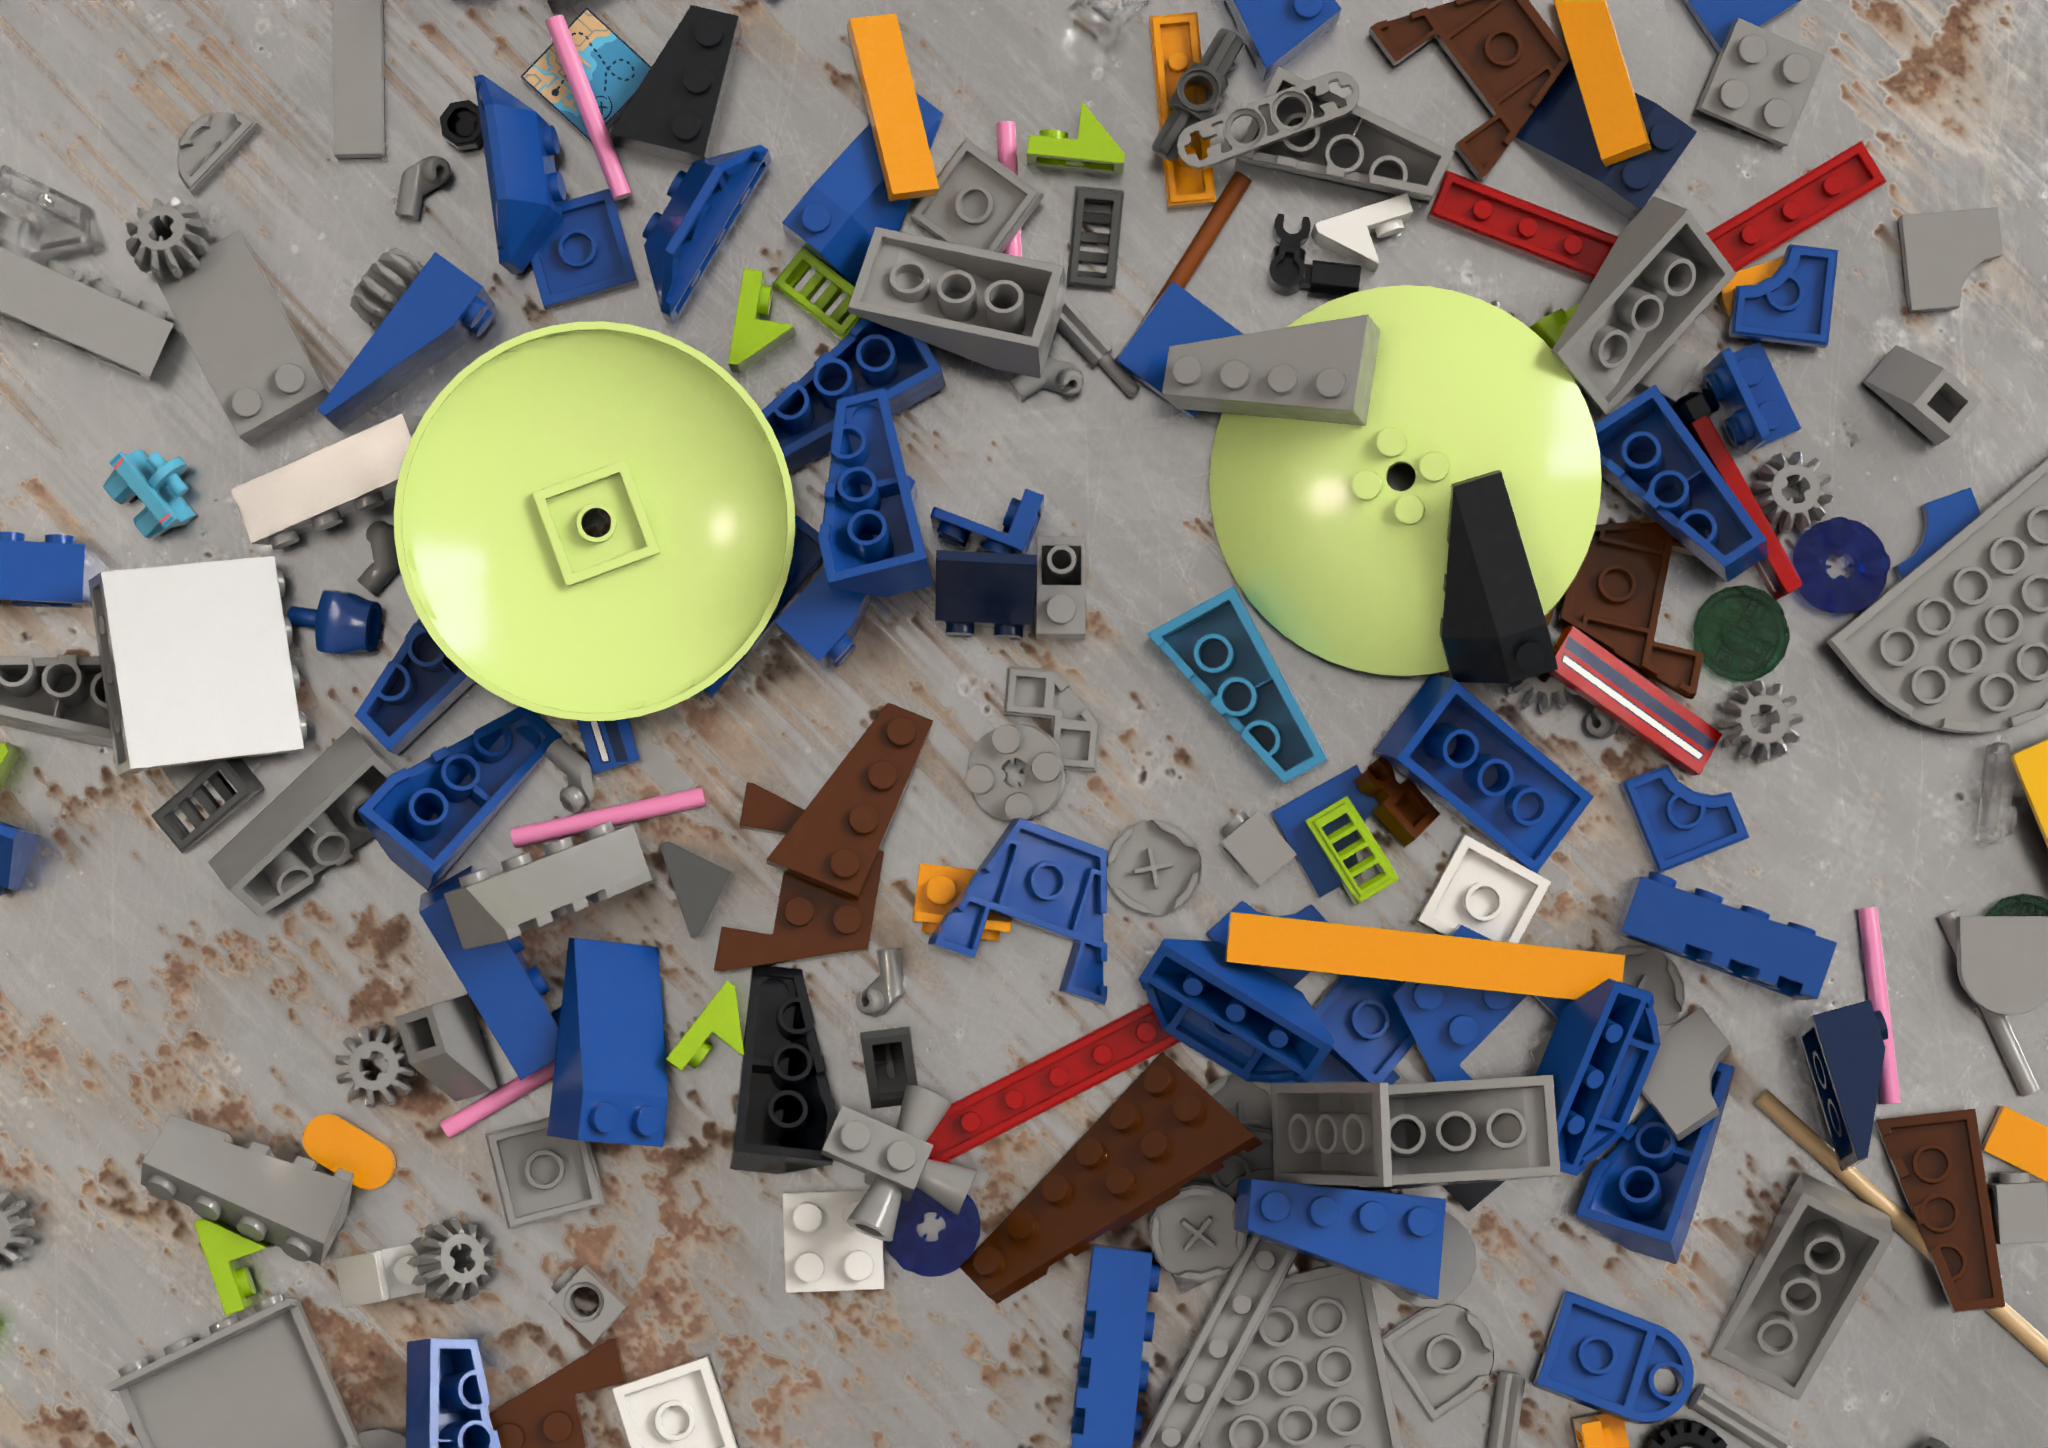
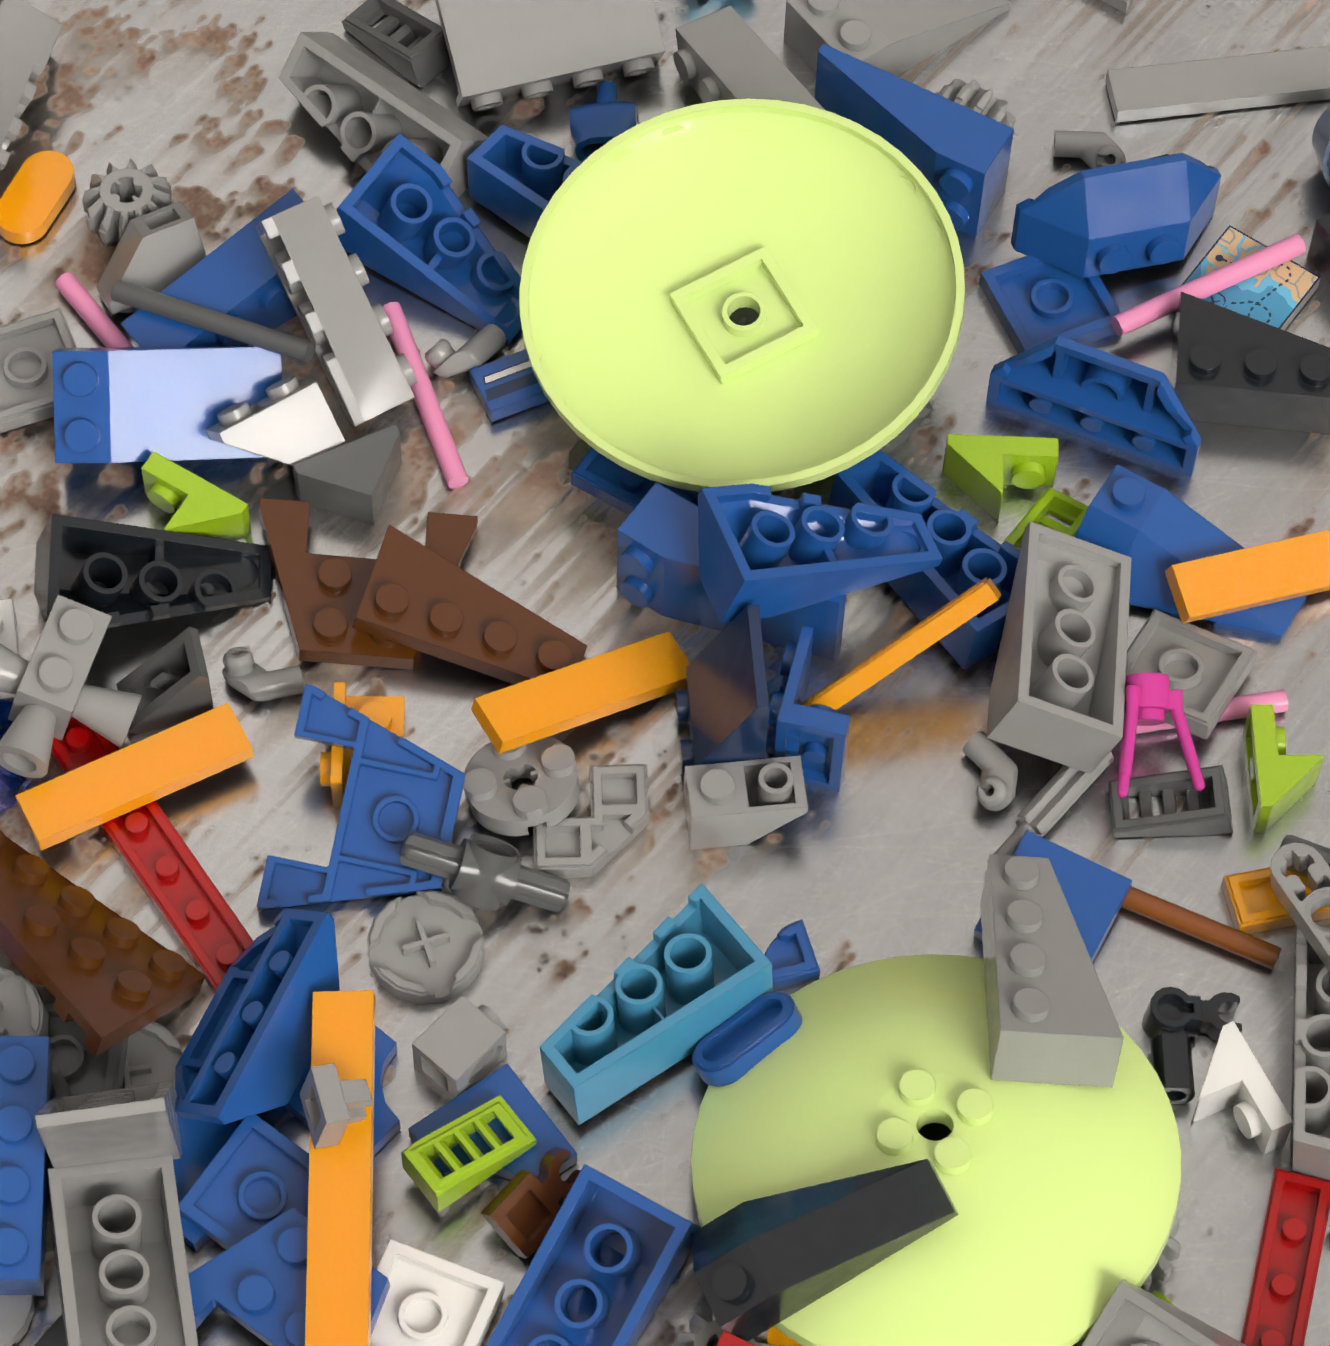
camera: 85 degrees right, 25 degrees down
(543, 996) = (213, 321): none -> dark grey bar
(648, 947) = (284, 426): none -> slope
(941, 709) = (581, 692): none -> light orange tile
(952, 434) = (907, 646): none -> light orange tile
(976, 1097) = (134, 776): none -> light orange tile
(1019, 238) = (1145, 704): none -> dark pink plant
(1102, 811) = (484, 872): none -> dark grey axle
(1197, 572) = (792, 957): none -> blue tile
(1279, 615) = (746, 1038): none -> blue tile
(1339, 955) = (332, 1104): none -> light grey tile

